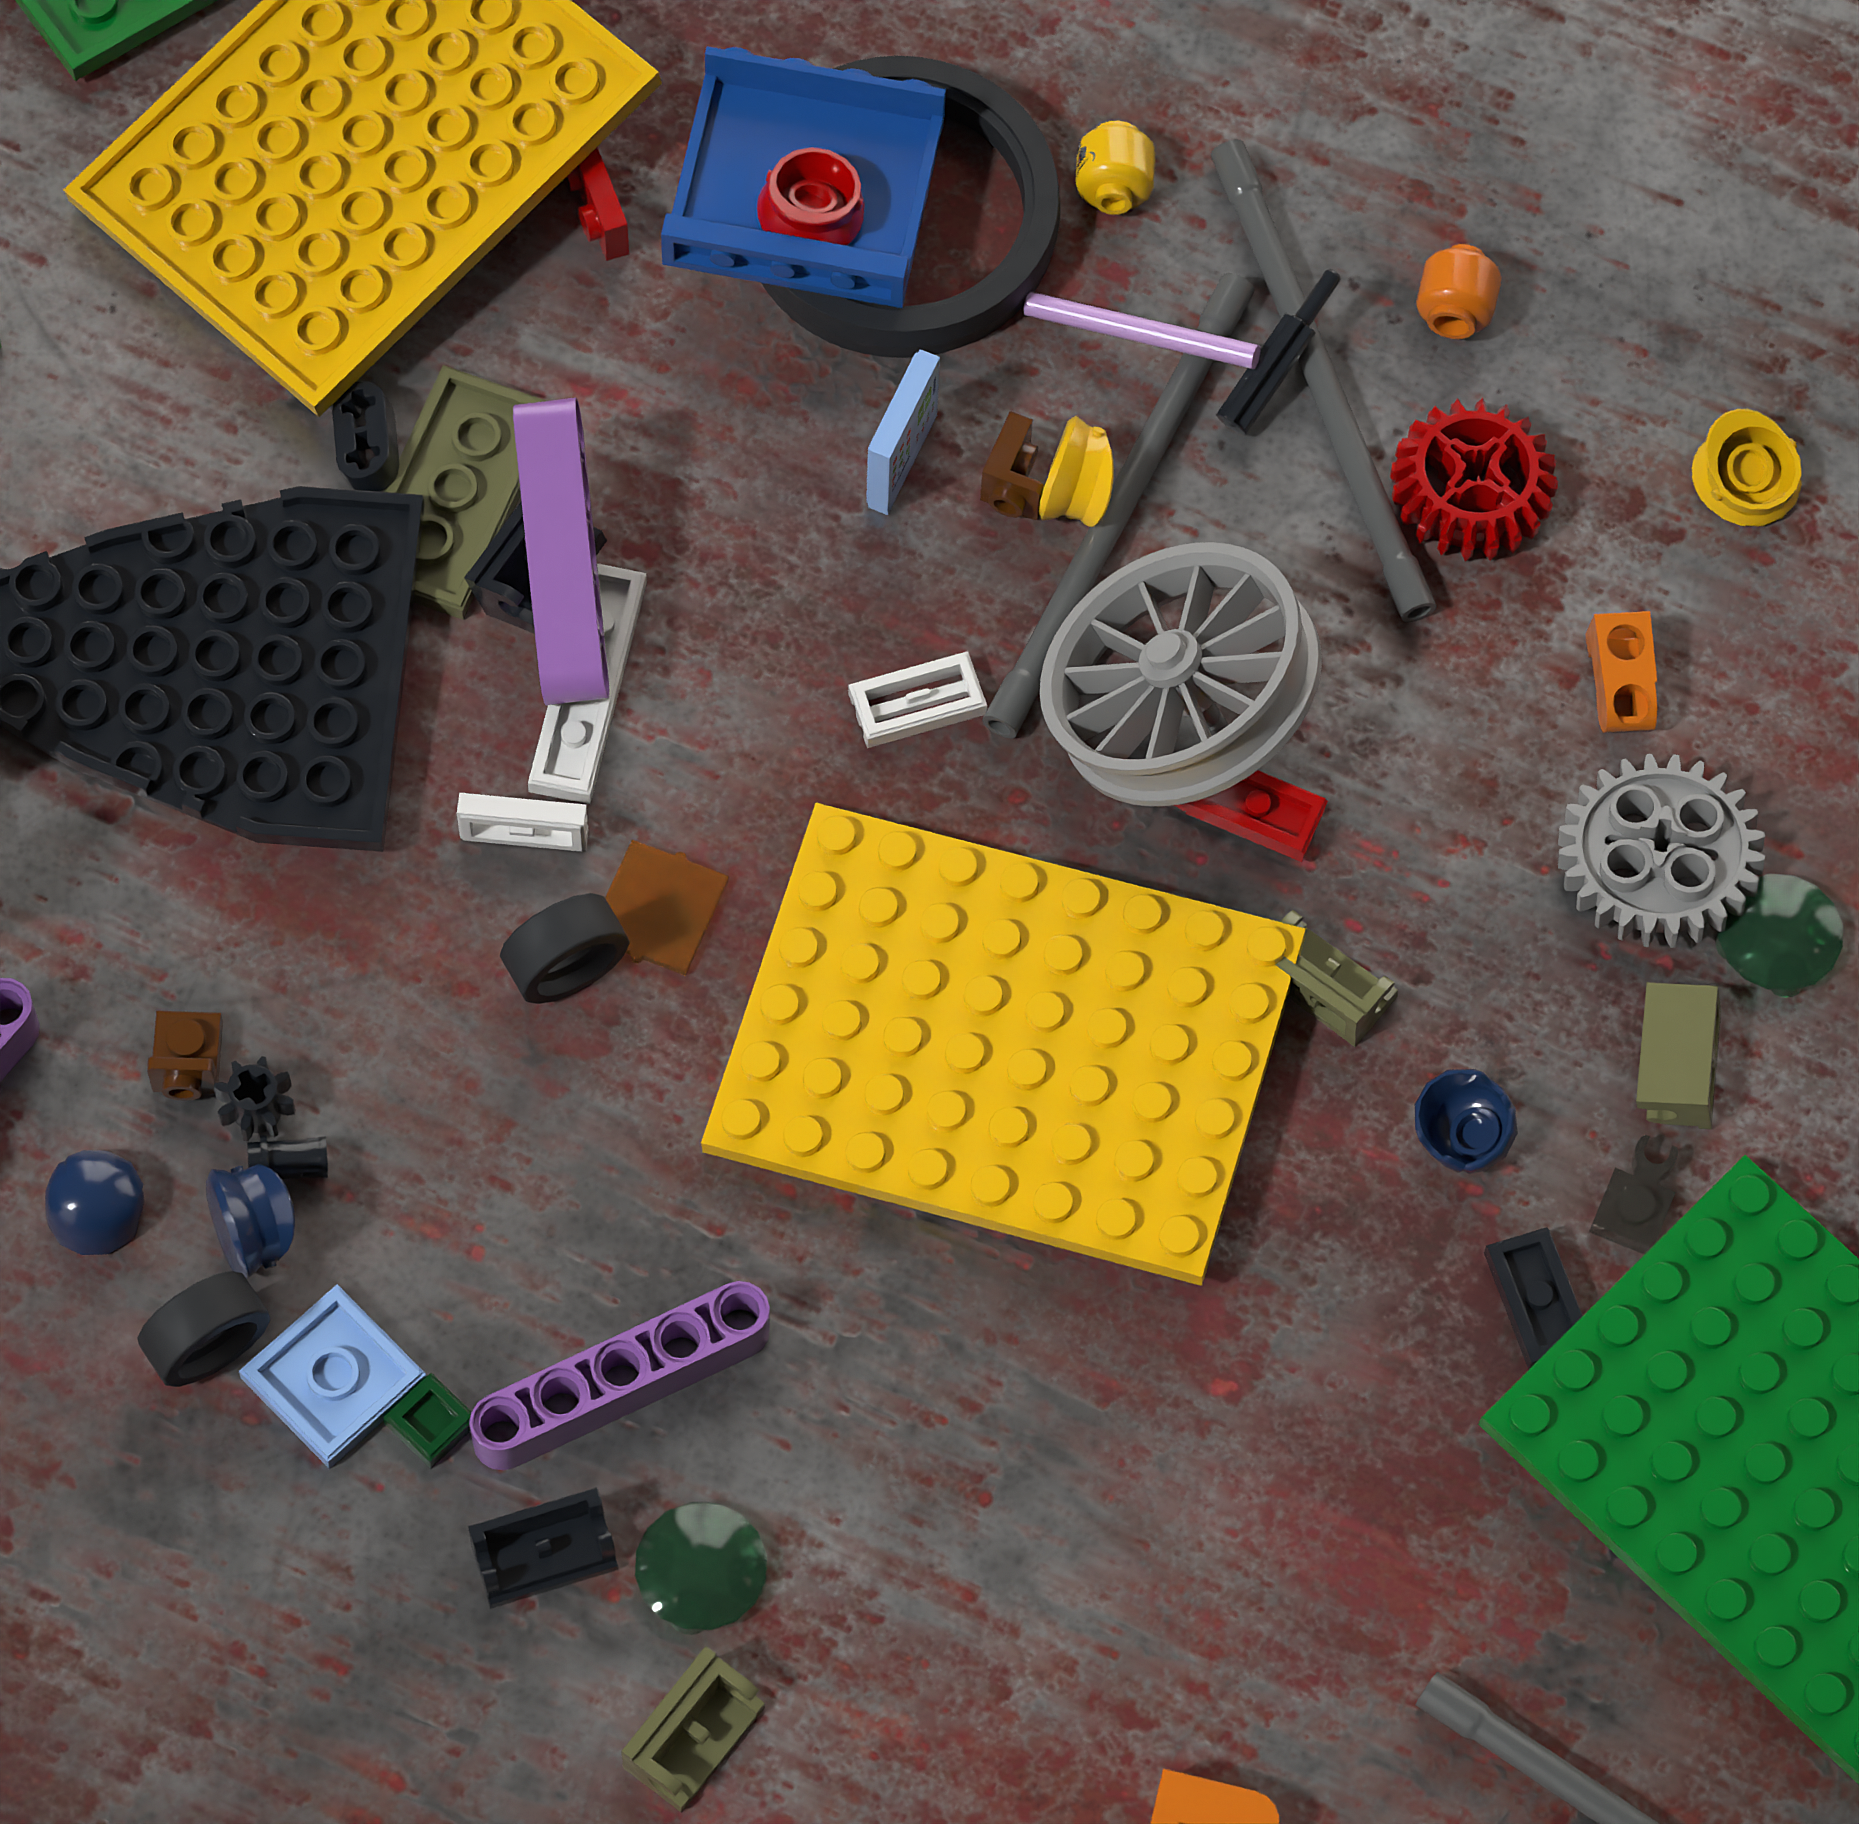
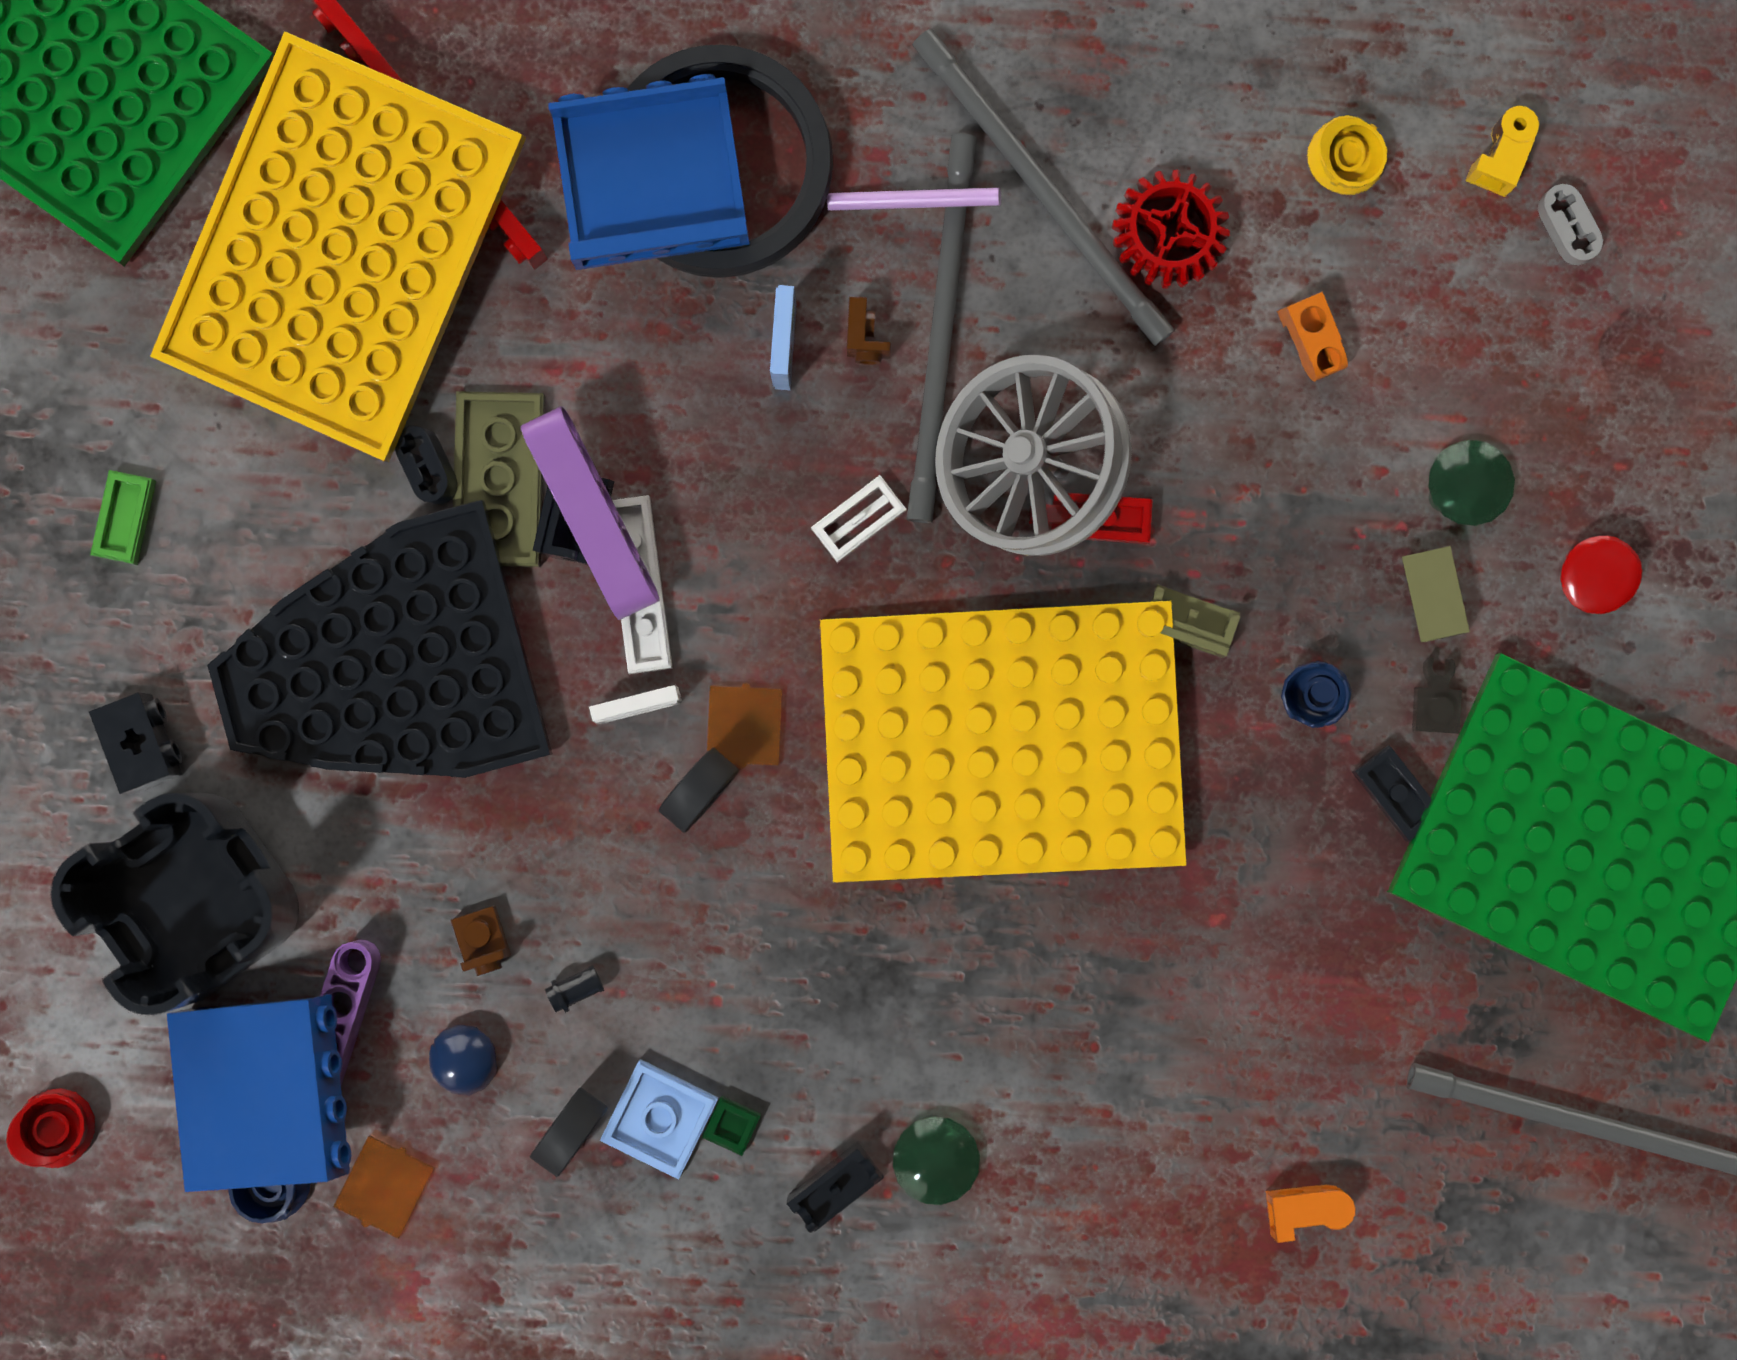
camera: 20 degrees left, 20 degrees up
(251, 1216) = (567, 1047): dark blue piece -> none
(264, 1085) = (525, 958): black gear -> none
(603, 1402) = (833, 1079): medium lavender beam -> none
(692, 1729) = (970, 1270): olive hinge -> none
(812, 197) = (662, 192): red piece -> none
(1079, 475) = (911, 325): yellow piece -> none
(1114, 166) = (852, 80): yellow head -> none
(1275, 359) = (1012, 188): black axle -> none
(1458, 291) = (1115, 92): orange head -> none
(1653, 897) = (1370, 418): light grey gear -> none

